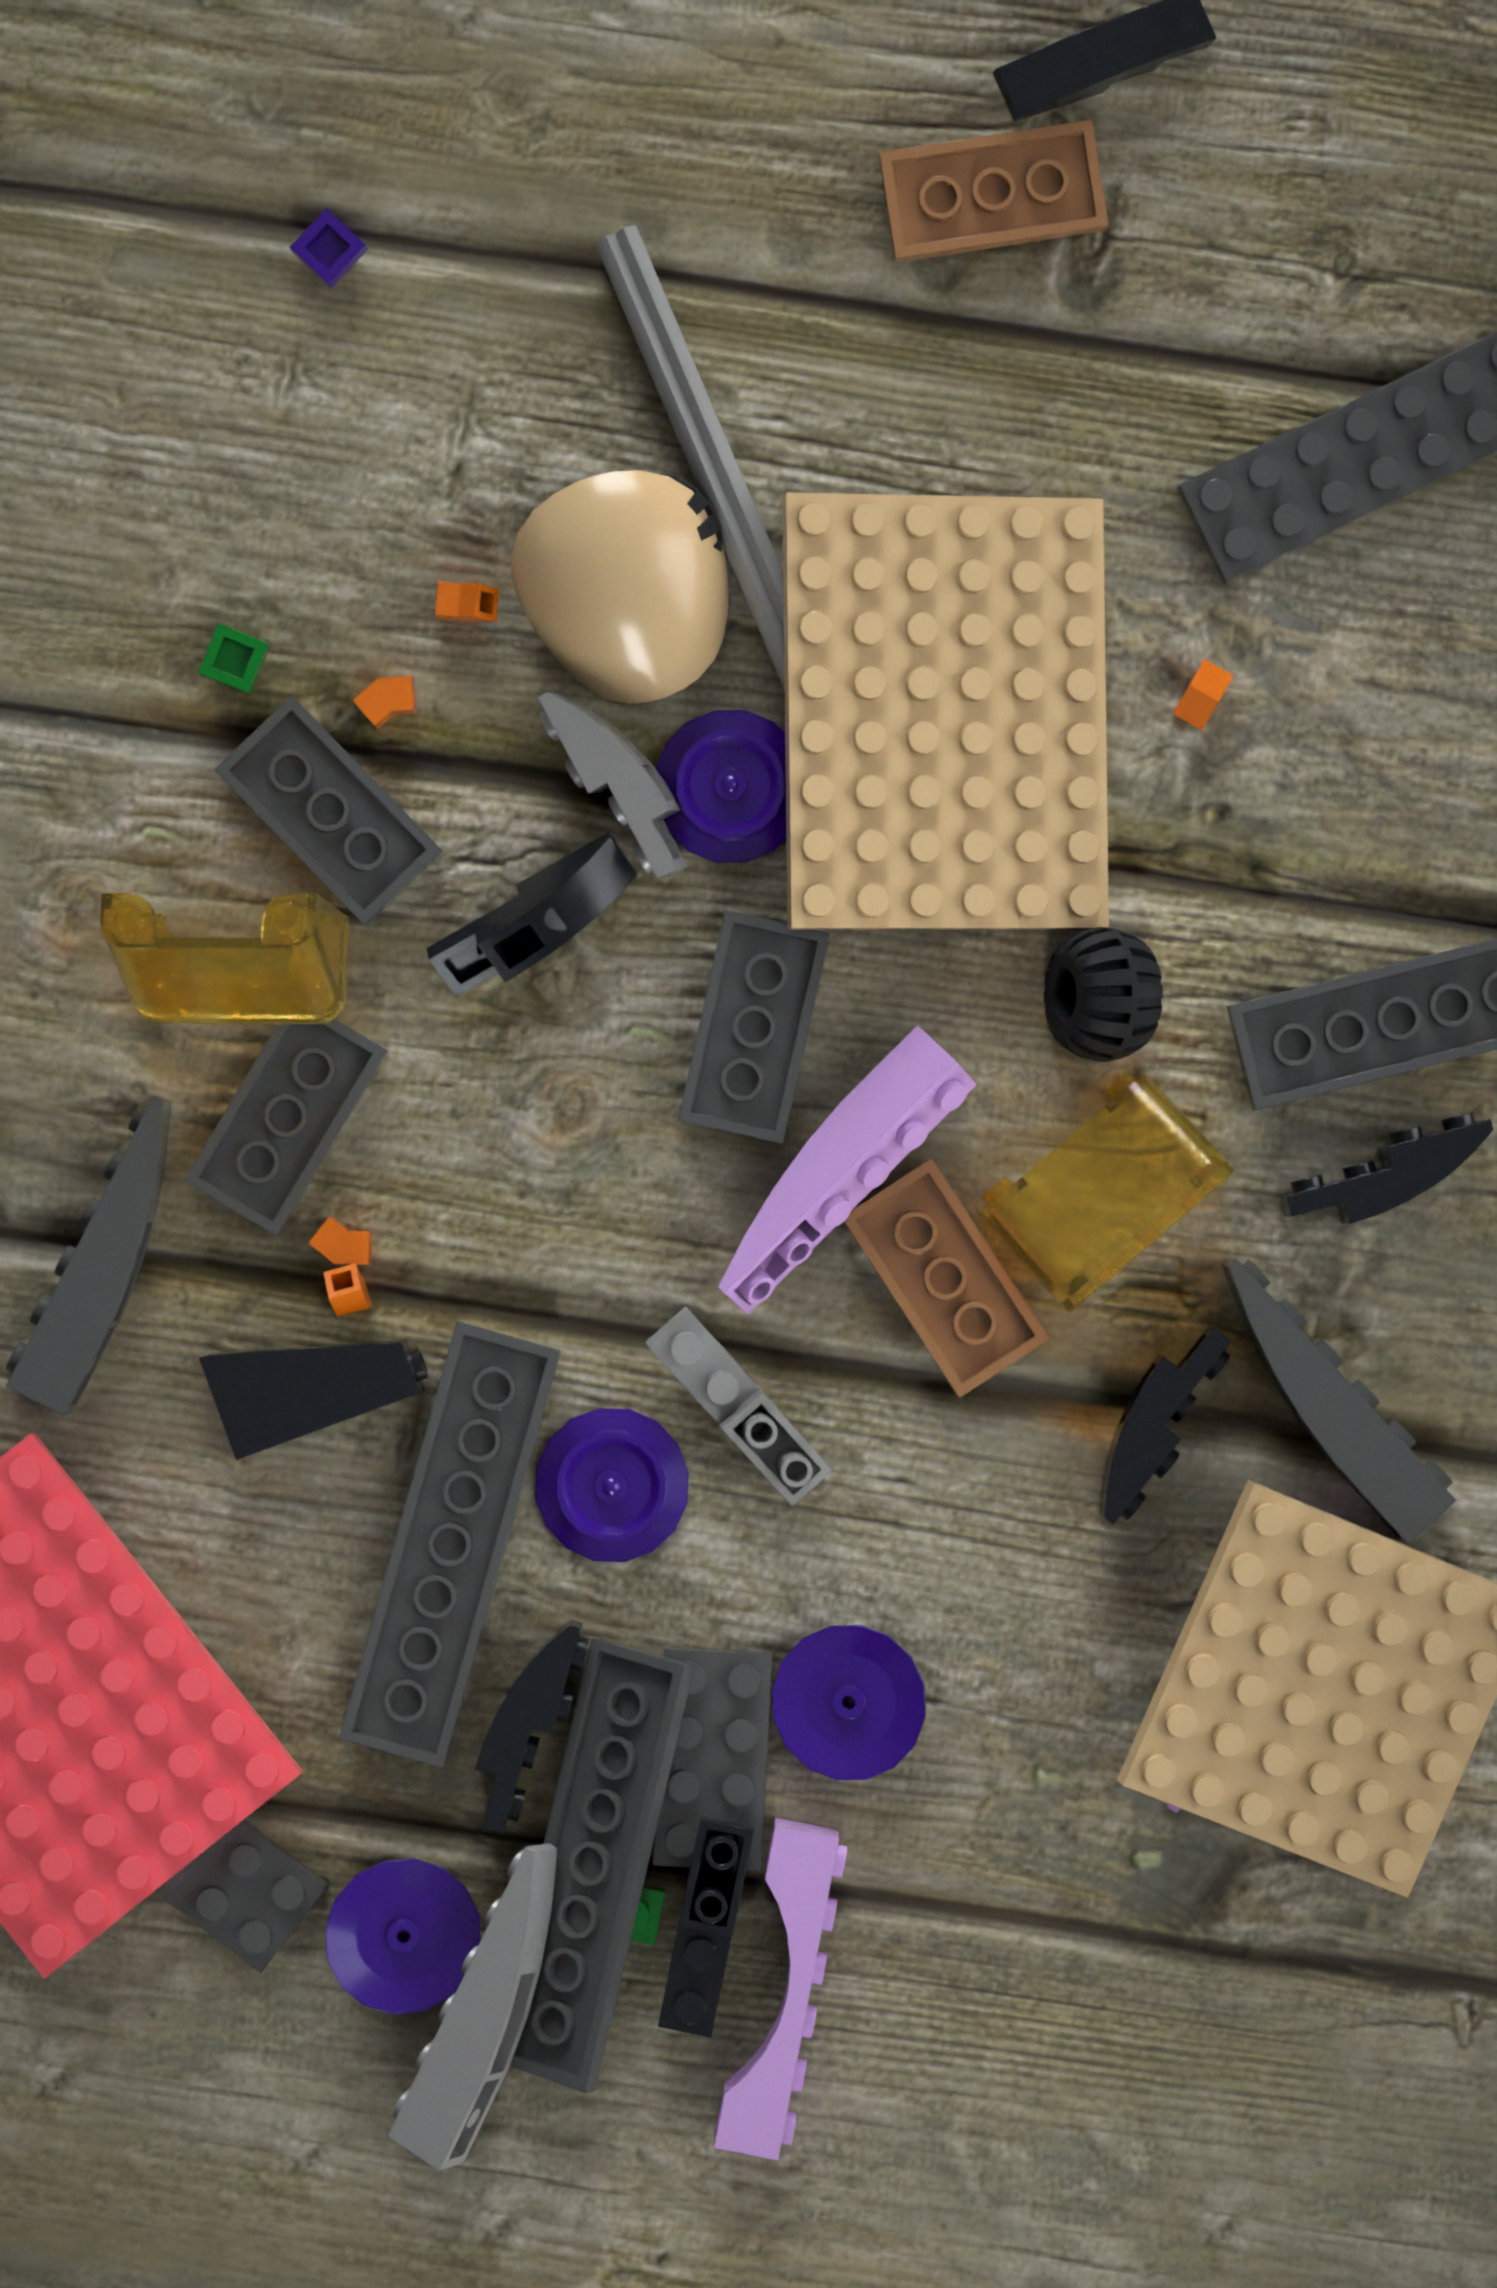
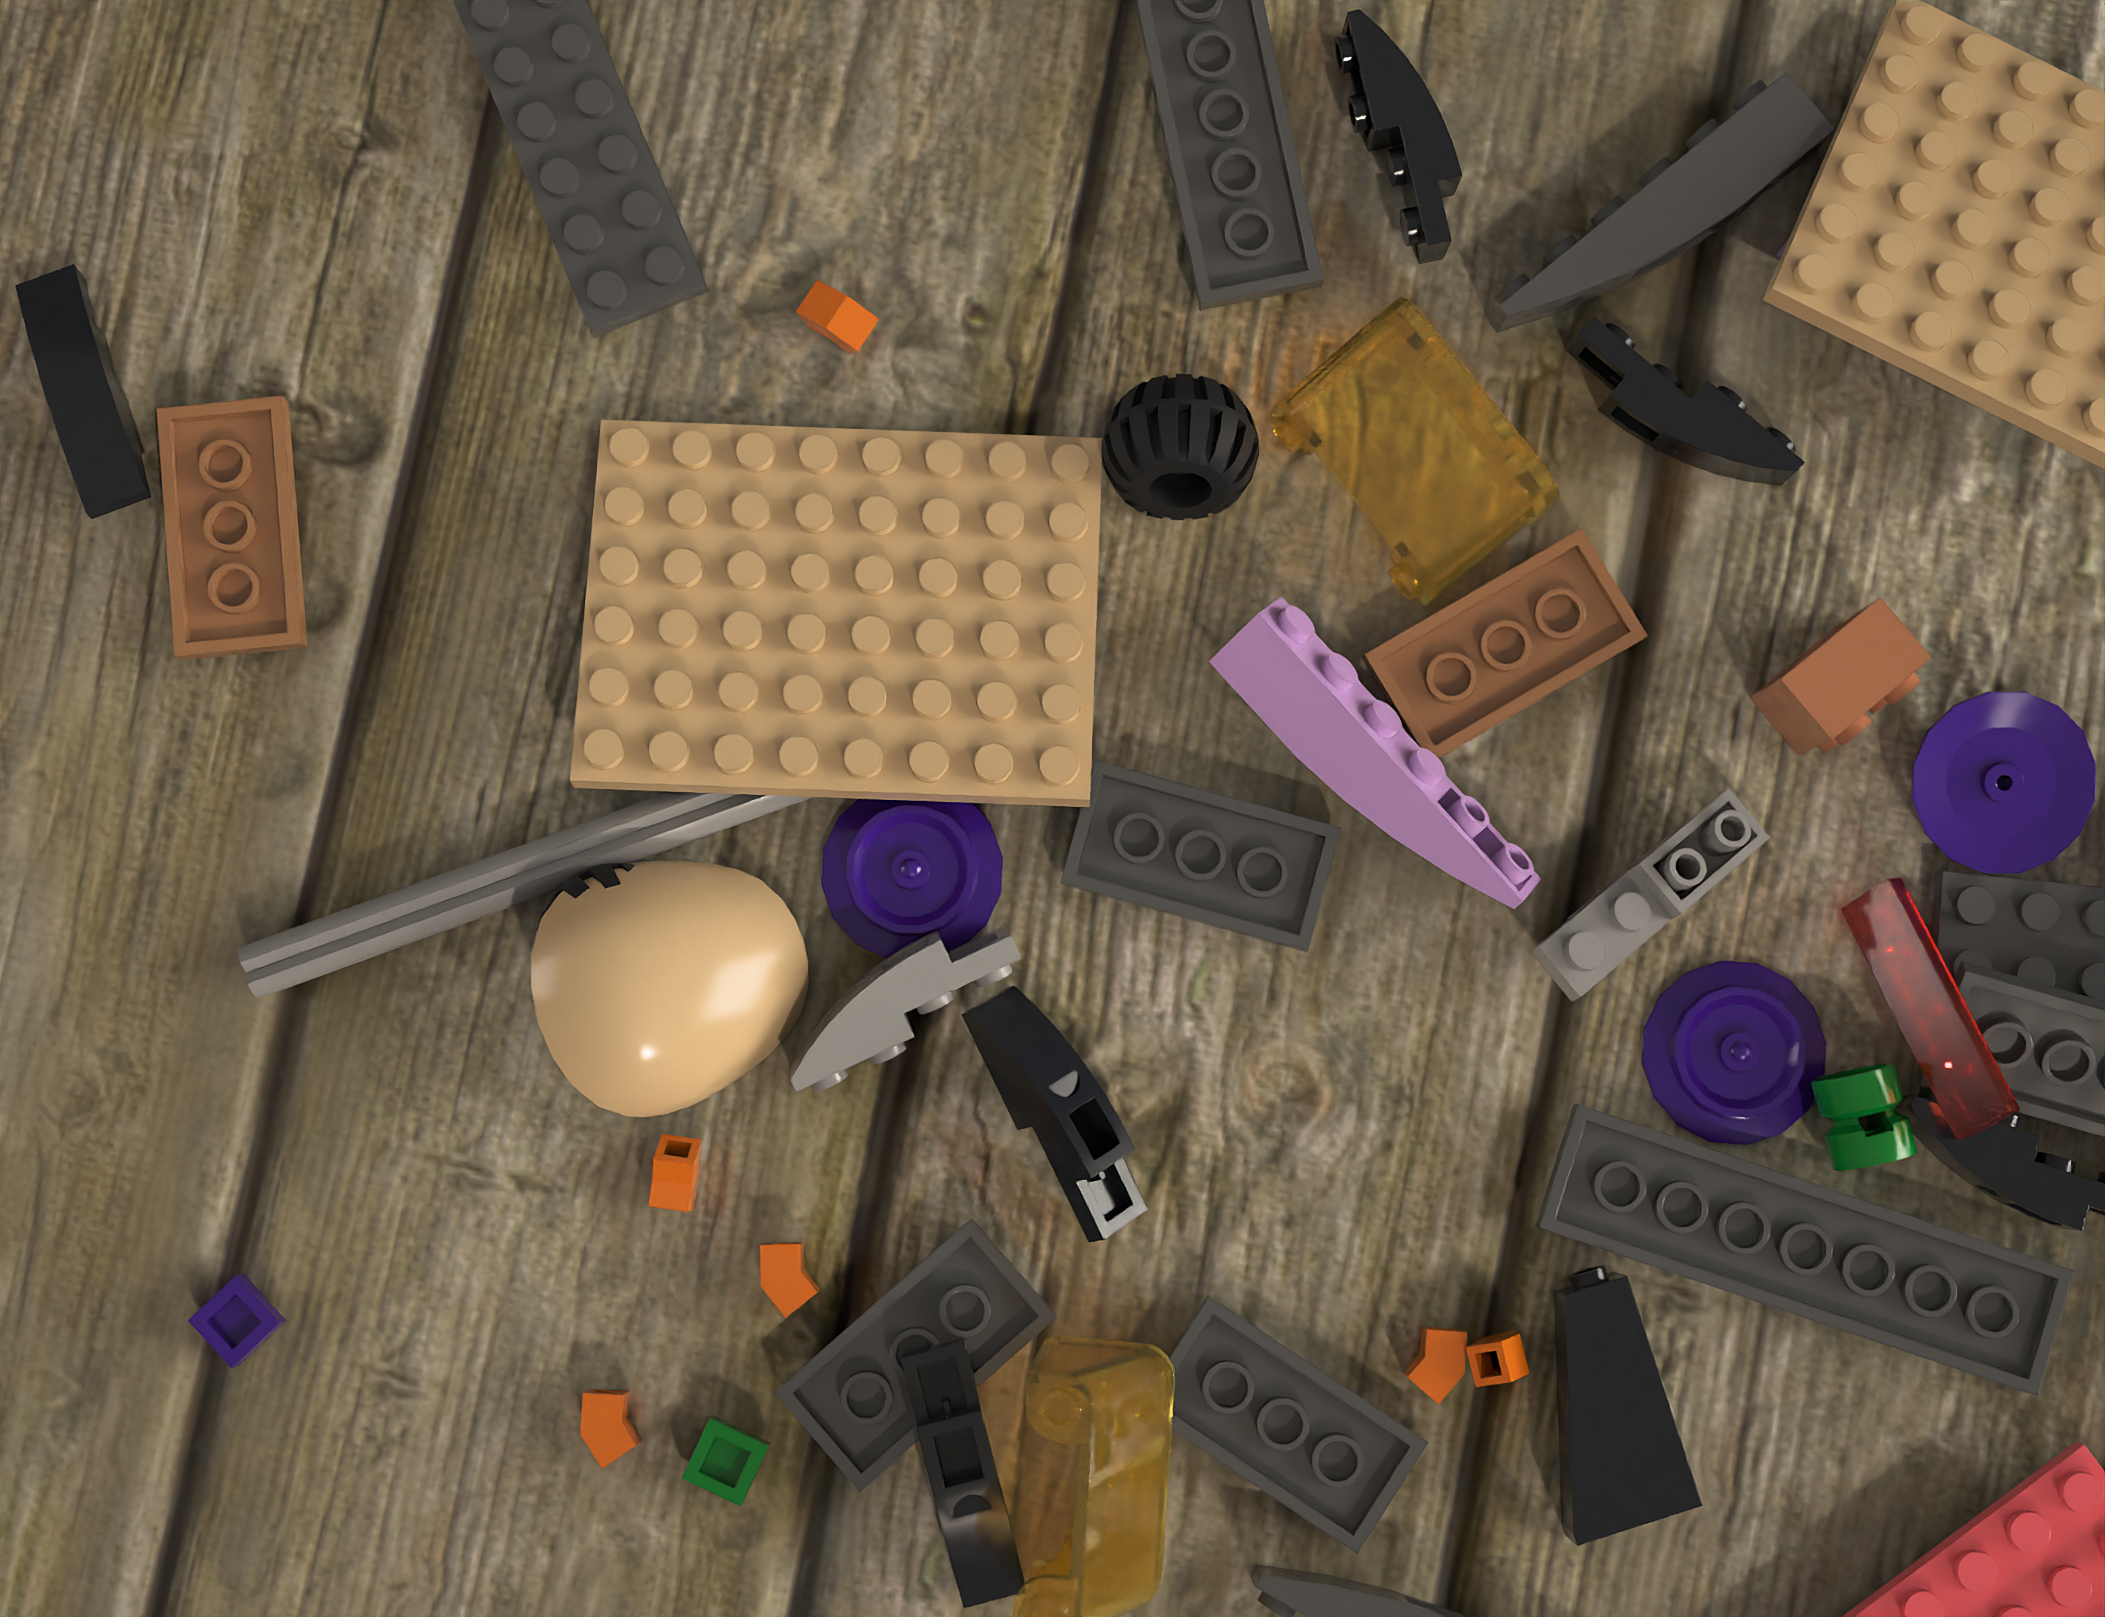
camera: 90 degrees left, 5 degrees down
(234, 852) = (963, 1472): none -> black slope
(258, 558) = (607, 1425): none -> orange piece
(579, 1583) = (1860, 1093): none -> green wheel
(653, 1638) = (1929, 1009): none -> clear red tile
(928, 1559) = (1843, 675): none -> nougat brick

